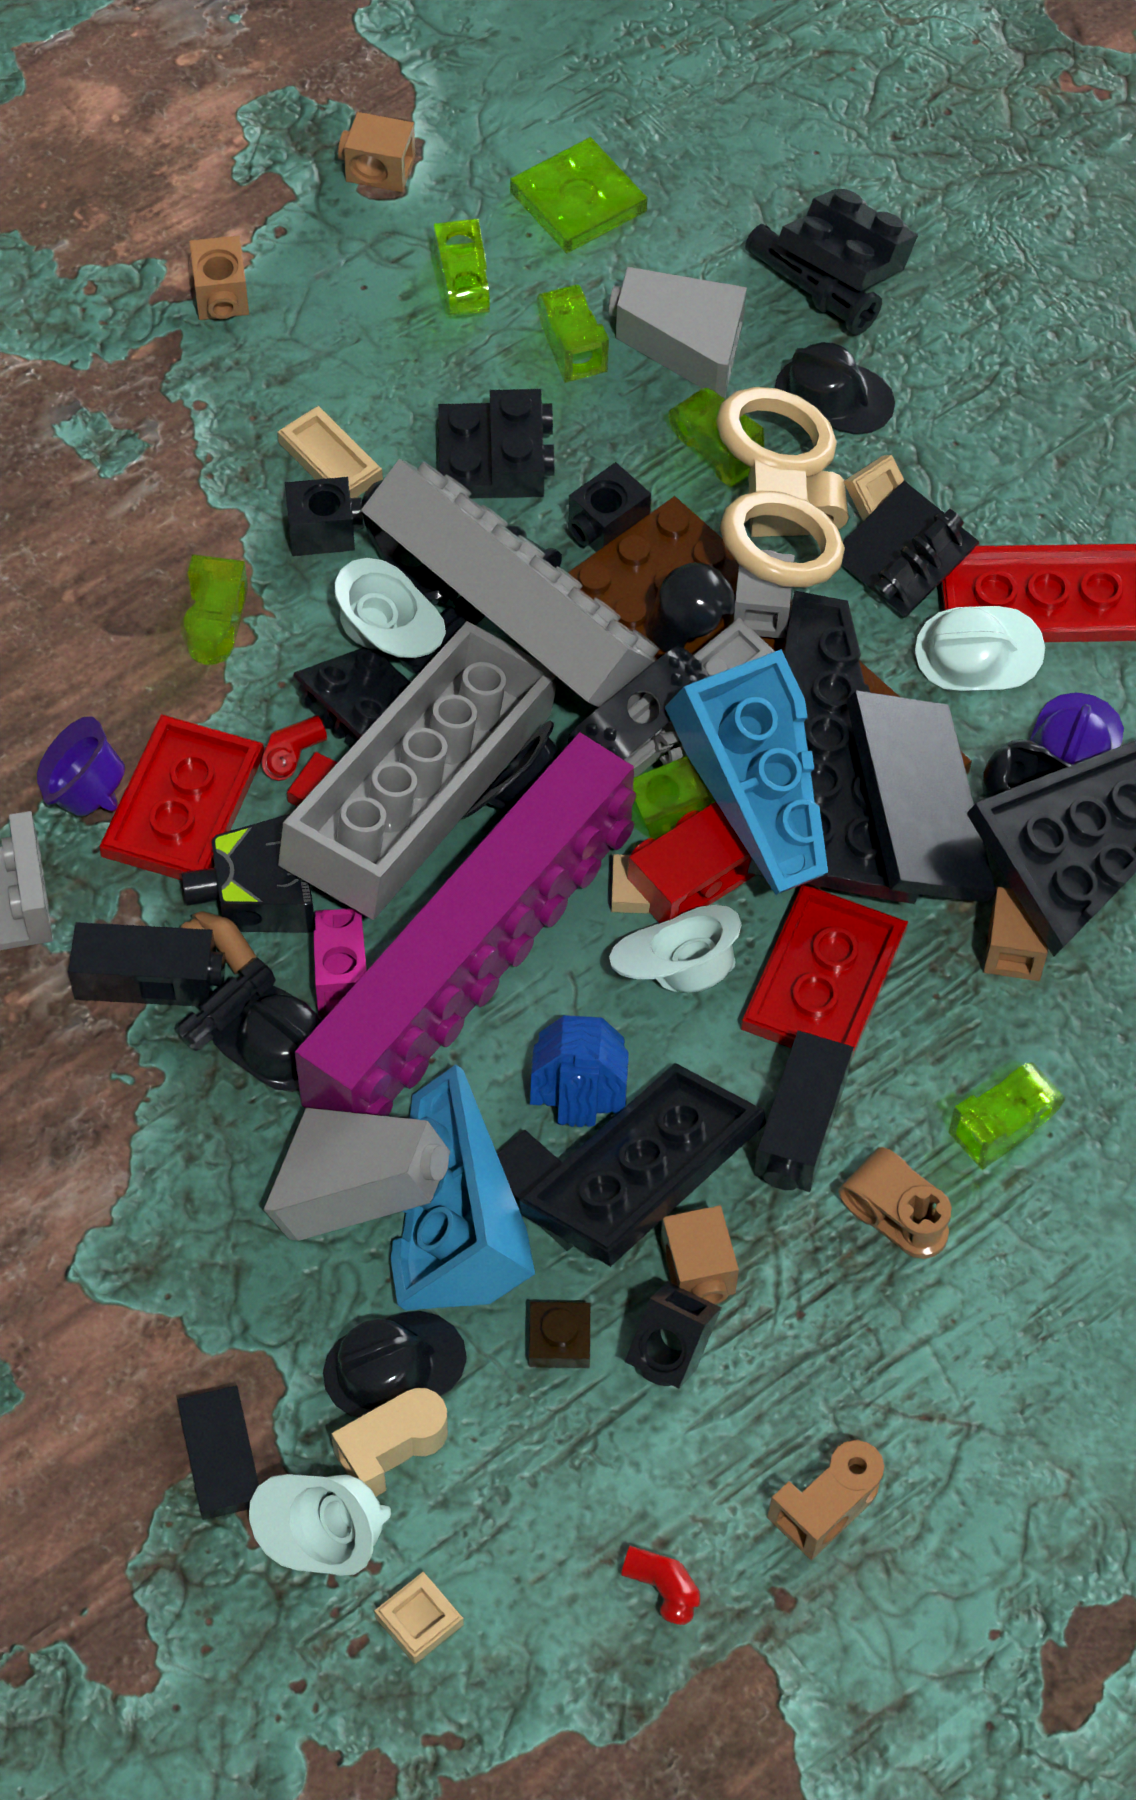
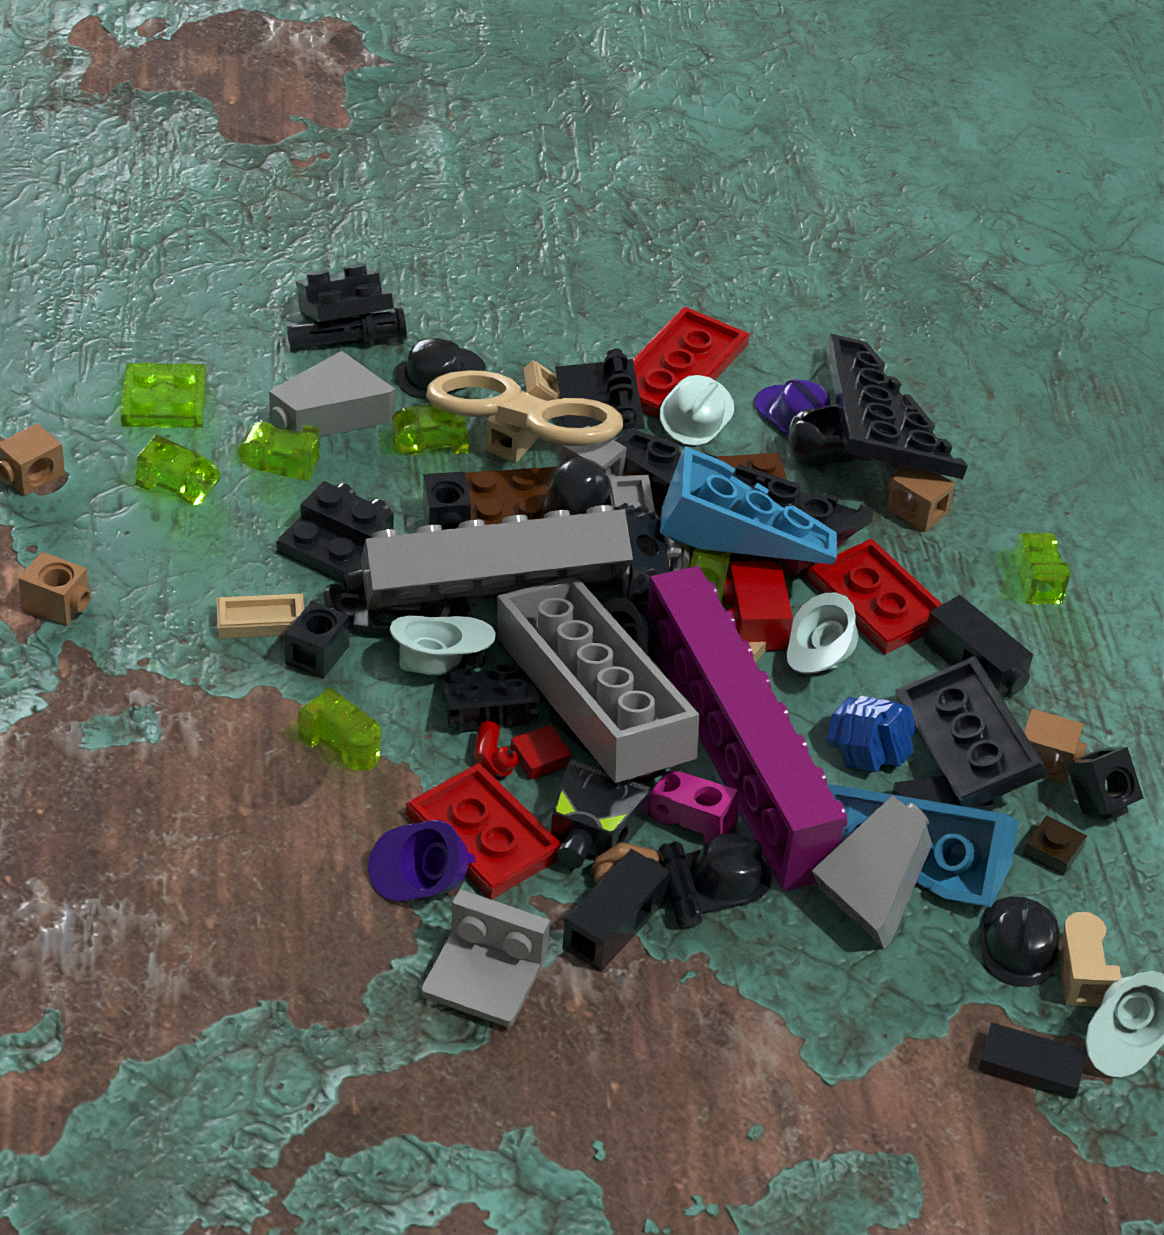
camera: 60 degrees left, 15 degrees down
(892, 1197) = (1068, 642): medium nougat piece -> none
(919, 797) = (806, 473): tile -> none

